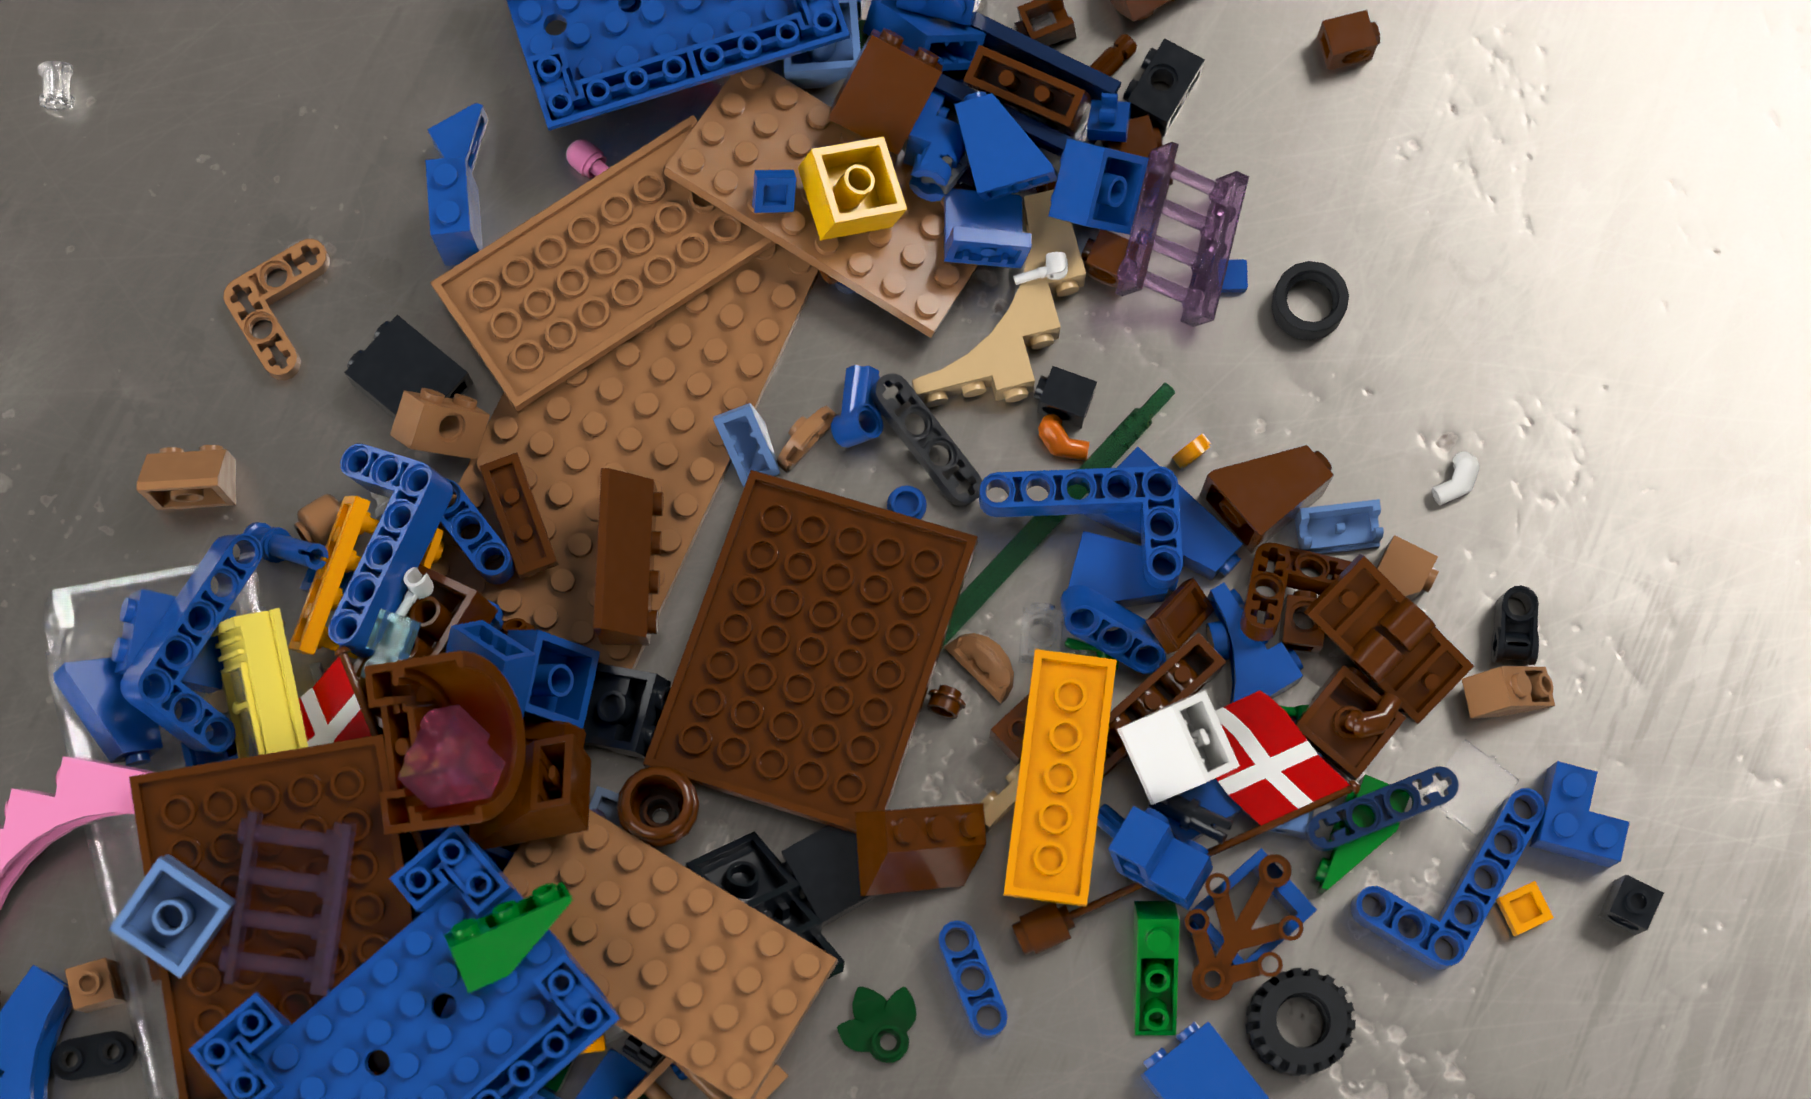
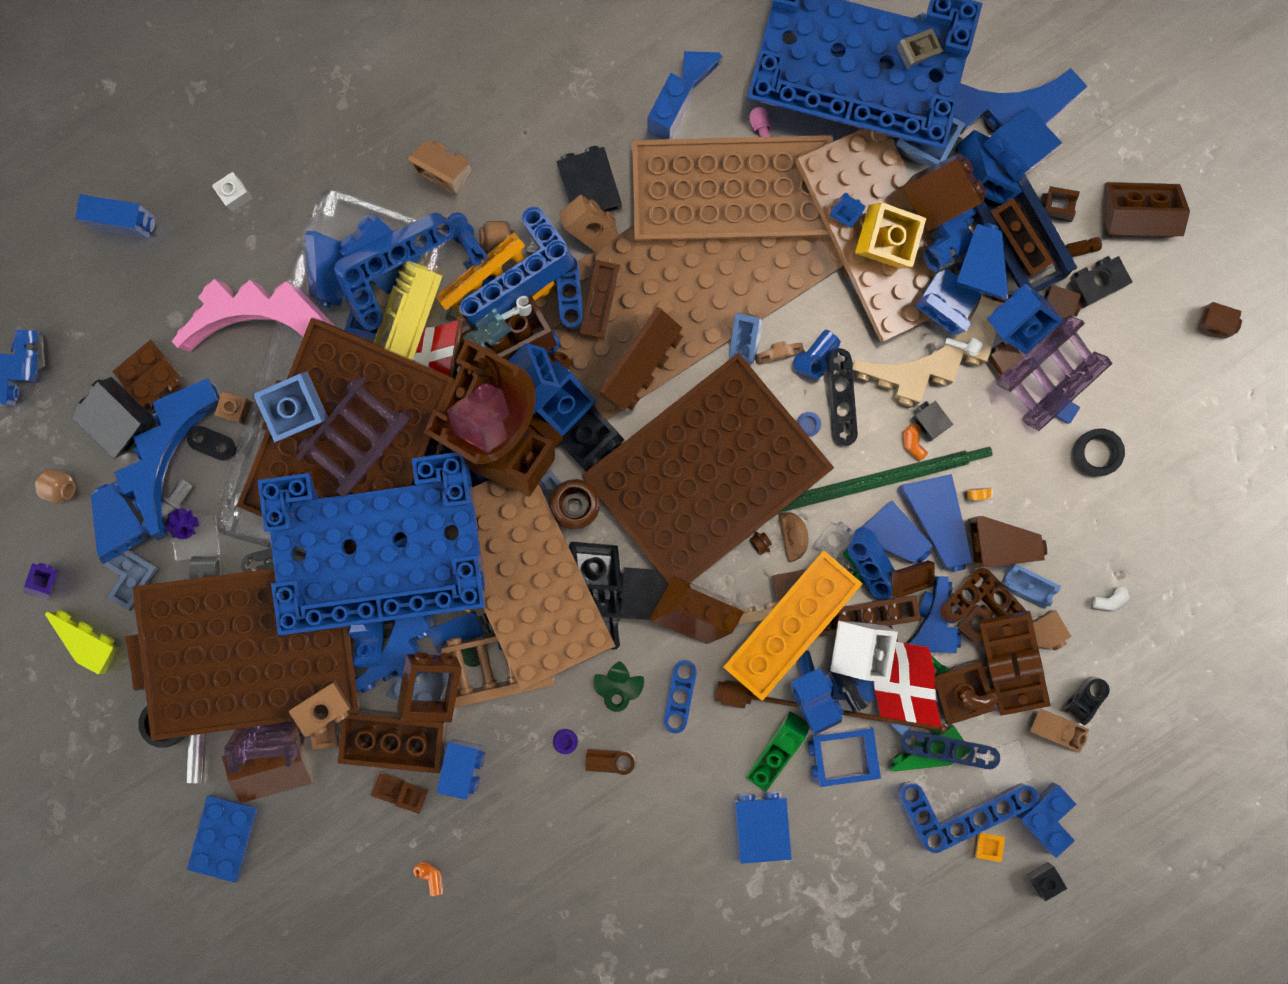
camera: 35 degrees right, 10 degrees up
(262, 295) = (540, 88): medium nougat beam -> none
(499, 941) = (450, 527): green slope -> none
(1097, 502) = (911, 491): blue beam -> none
(1109, 119) = (1057, 283): blue tile -> none
(1238, 933) = (832, 764): reddish brown plant -> none
(1331, 1005) = (849, 844): black tyre -> none

